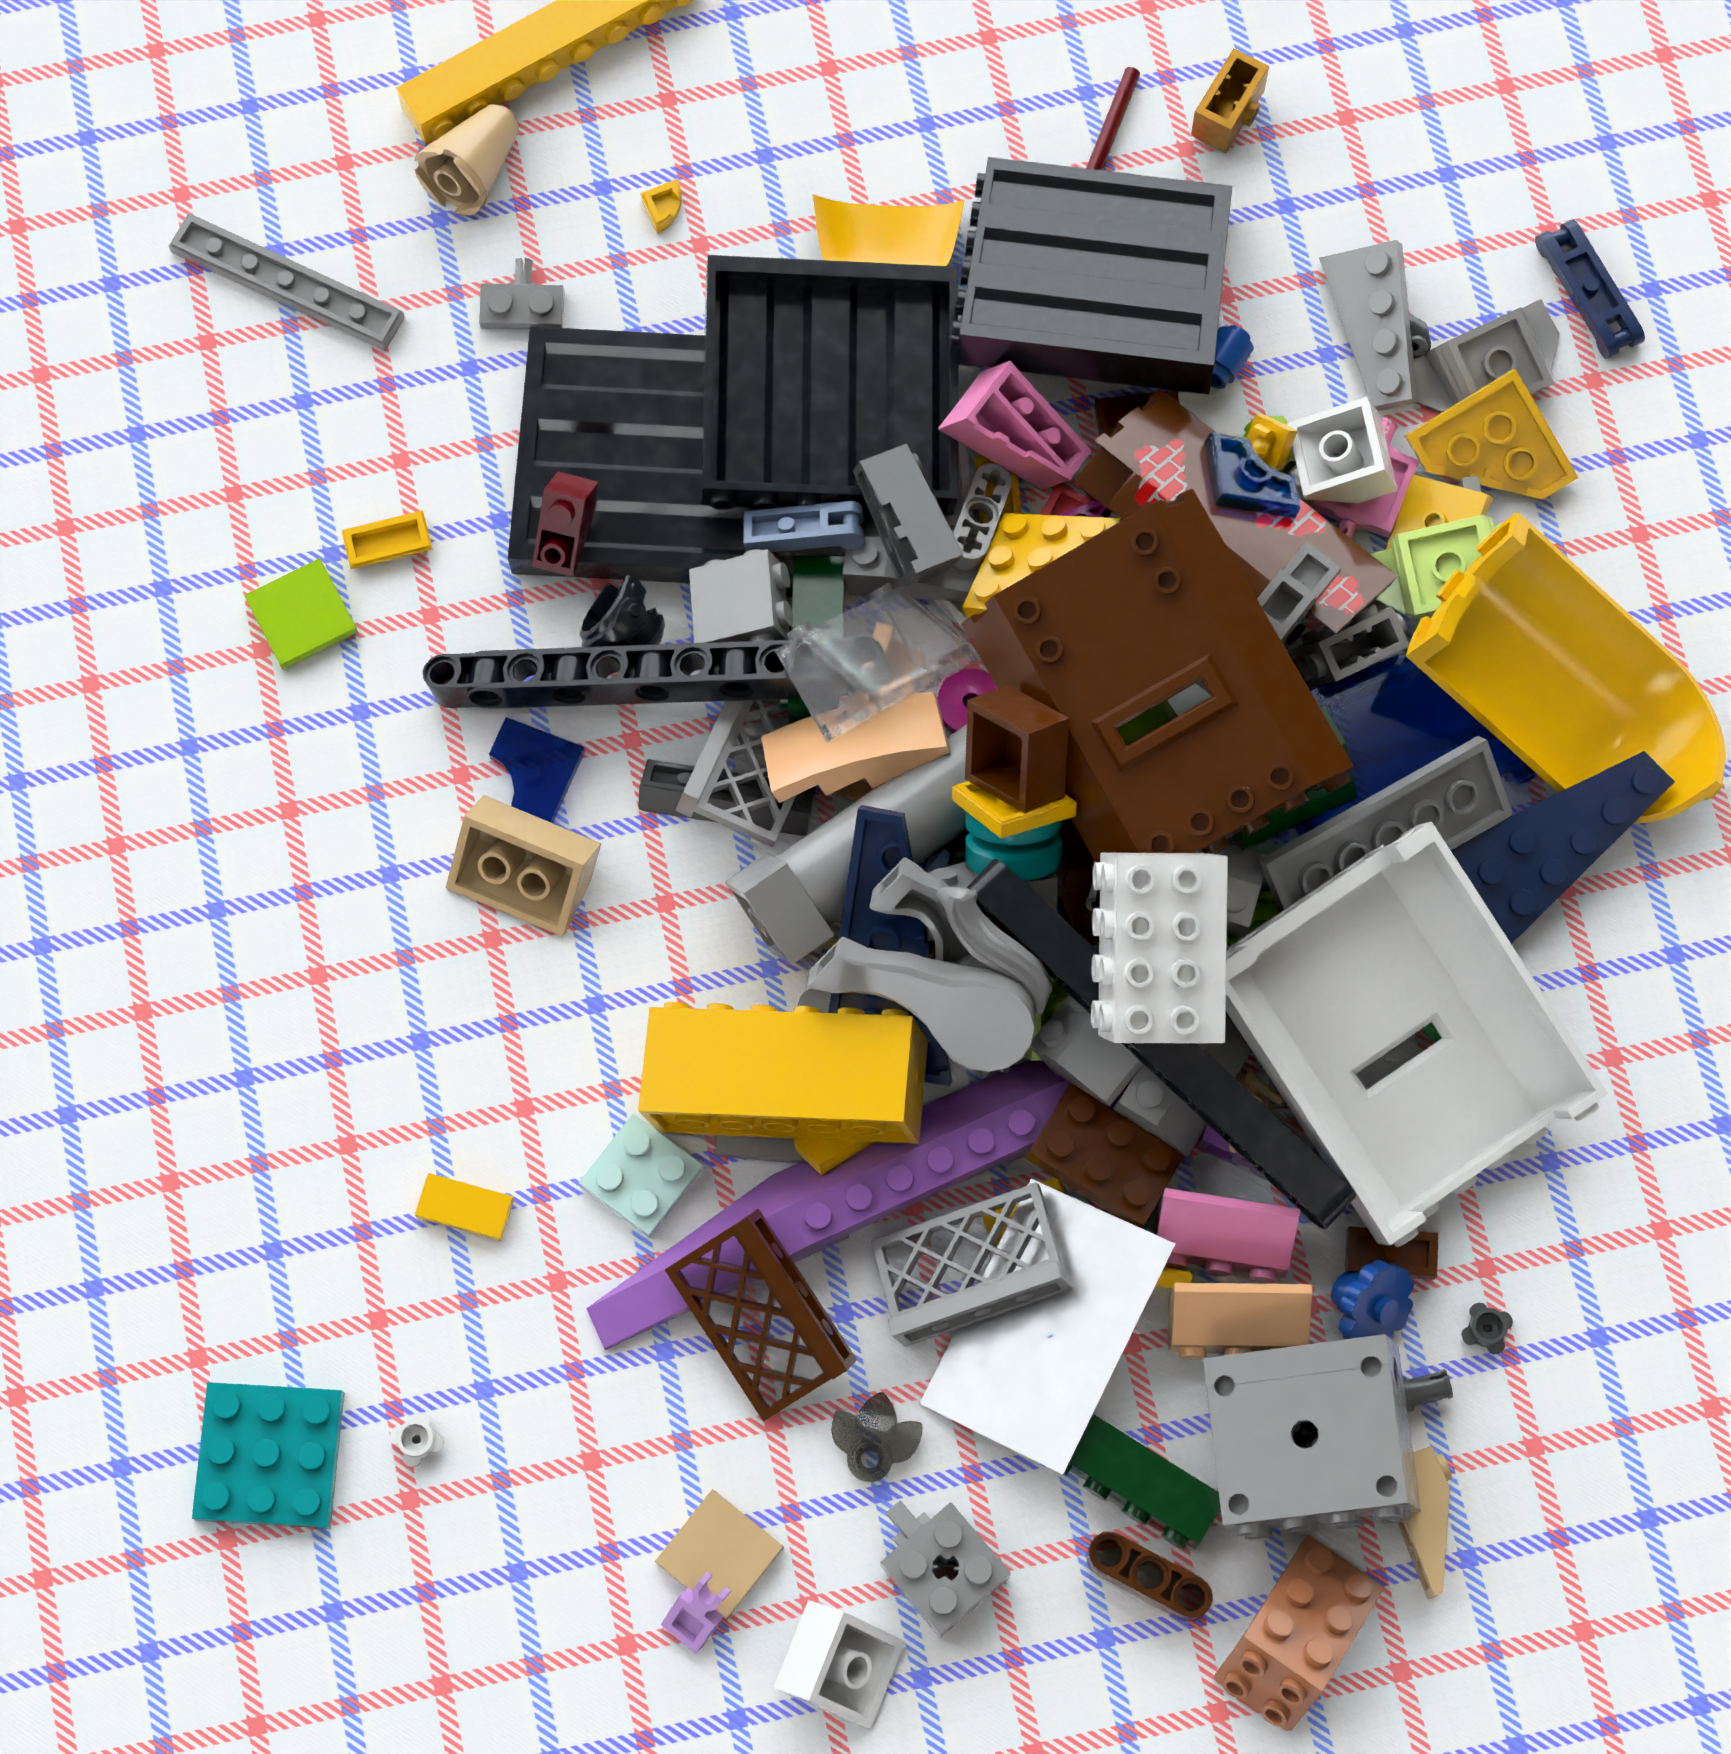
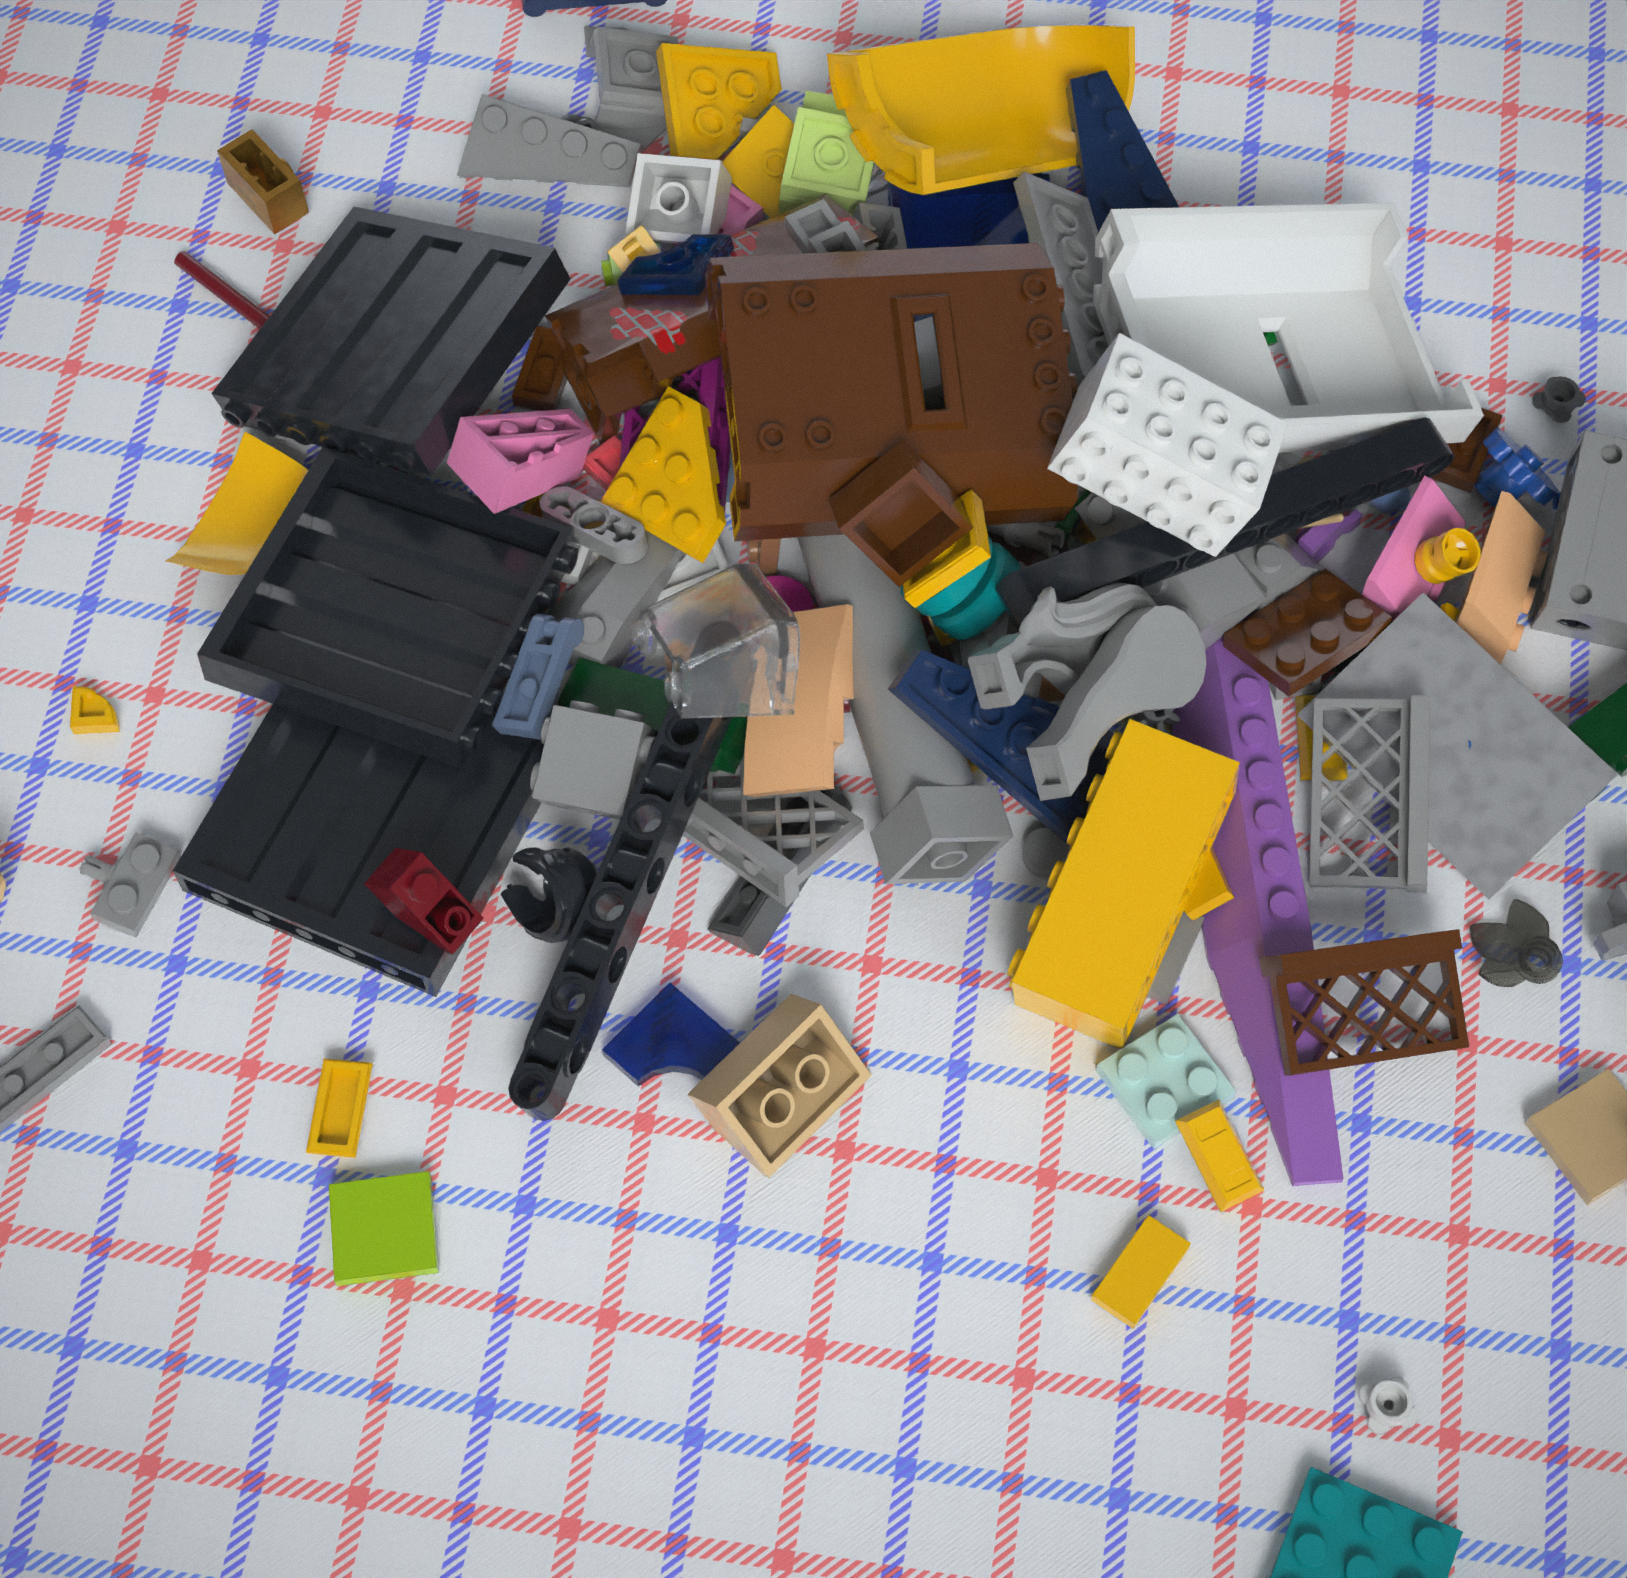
camera: 70 degrees left, 10 degrees down
(586, 1238) = (1219, 1155): none -> yellow tile
(907, 515) = (583, 563): wedge -> none
(1225, 1264) = (1447, 556): none -> yellow wheel

